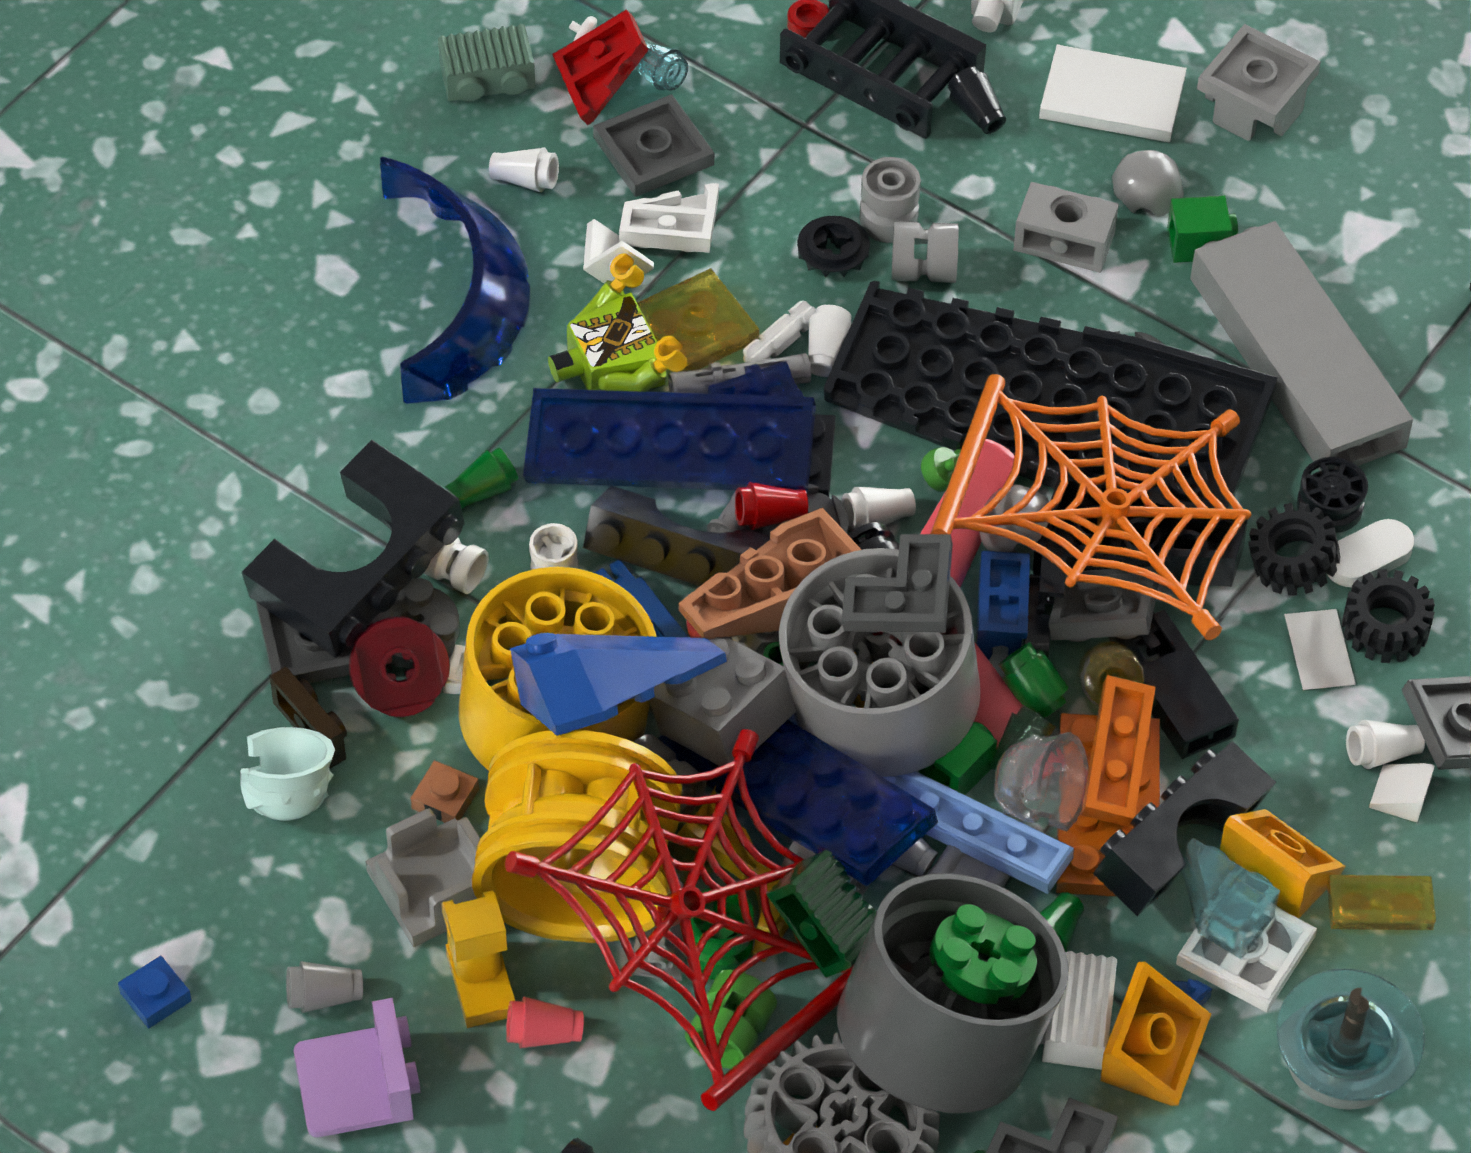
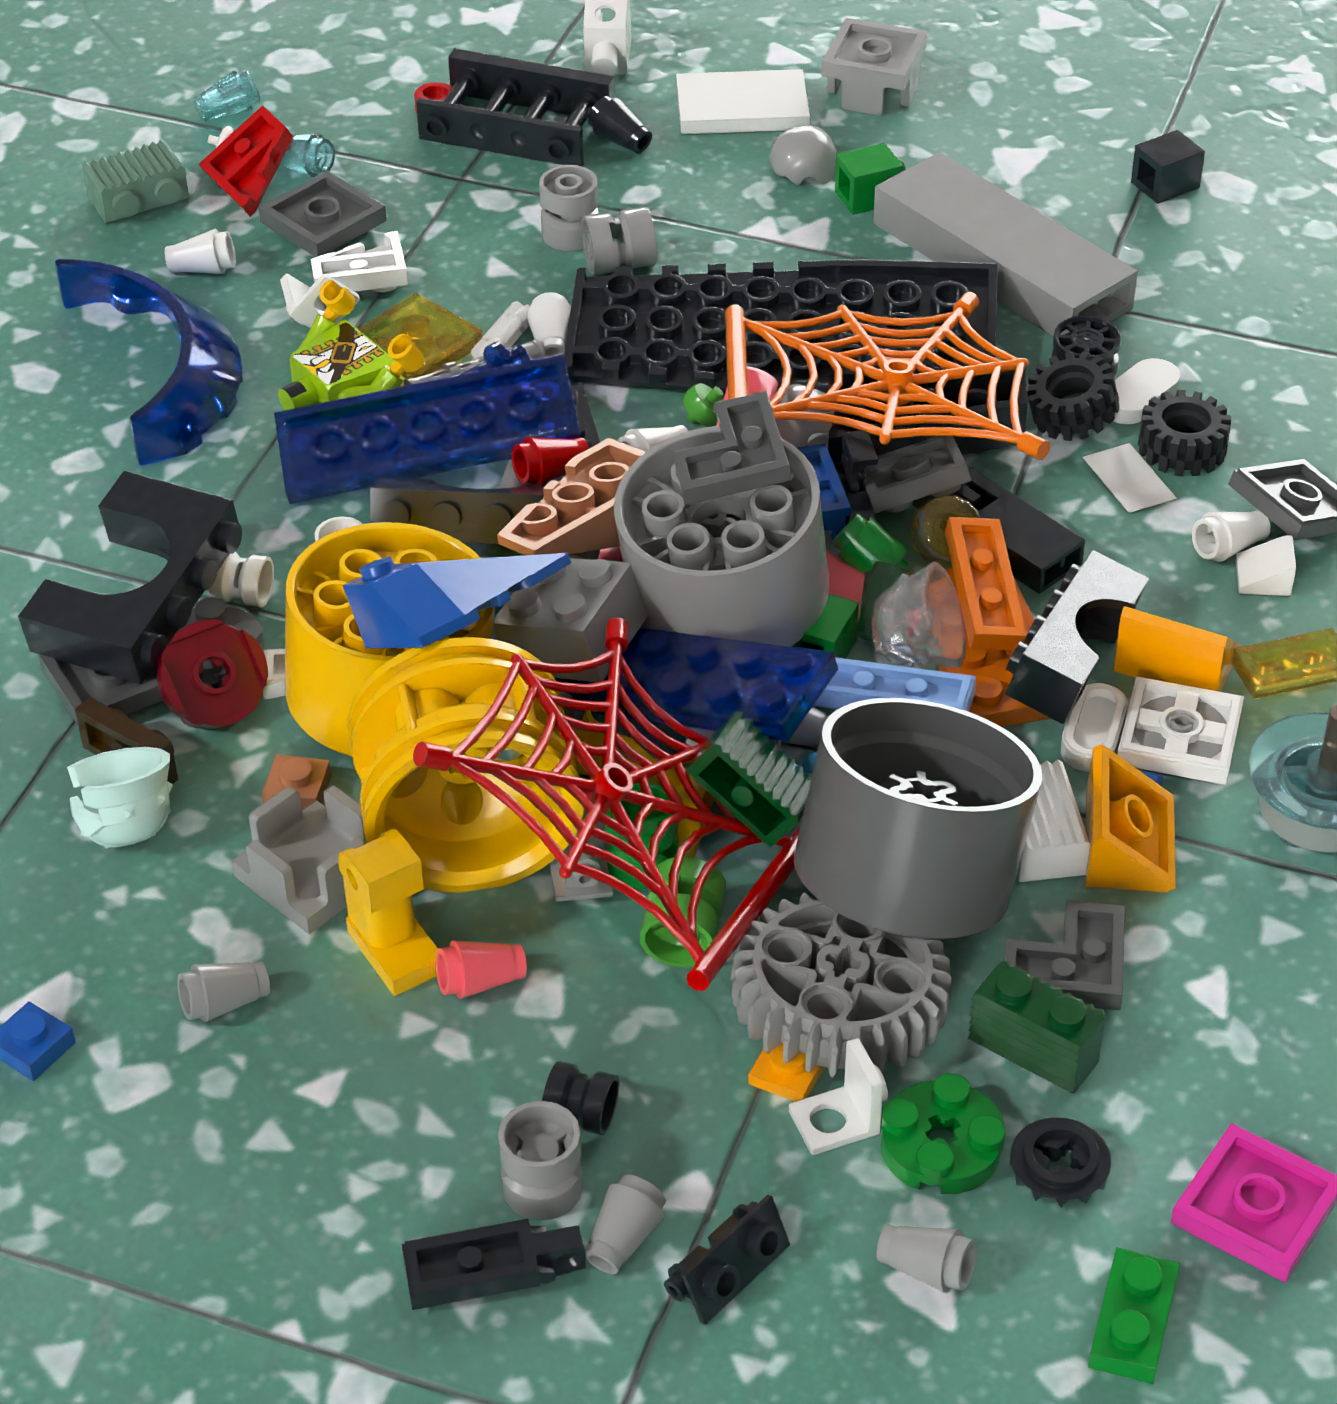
camera: 15 degrees left, 10 degrees down
(358, 1076) = (294, 1064): lavender bracket -> none
(484, 478) = (254, 498): green cone -> none
(844, 234) = (539, 257): black gear -> none
(974, 932) = (941, 765): green plate -> none
(1065, 226) = (743, 200): light grey brick -> none
(1165, 925) = (1093, 721): none -> white tile
(1226, 899) = (1148, 682): clear light blue slope -> none

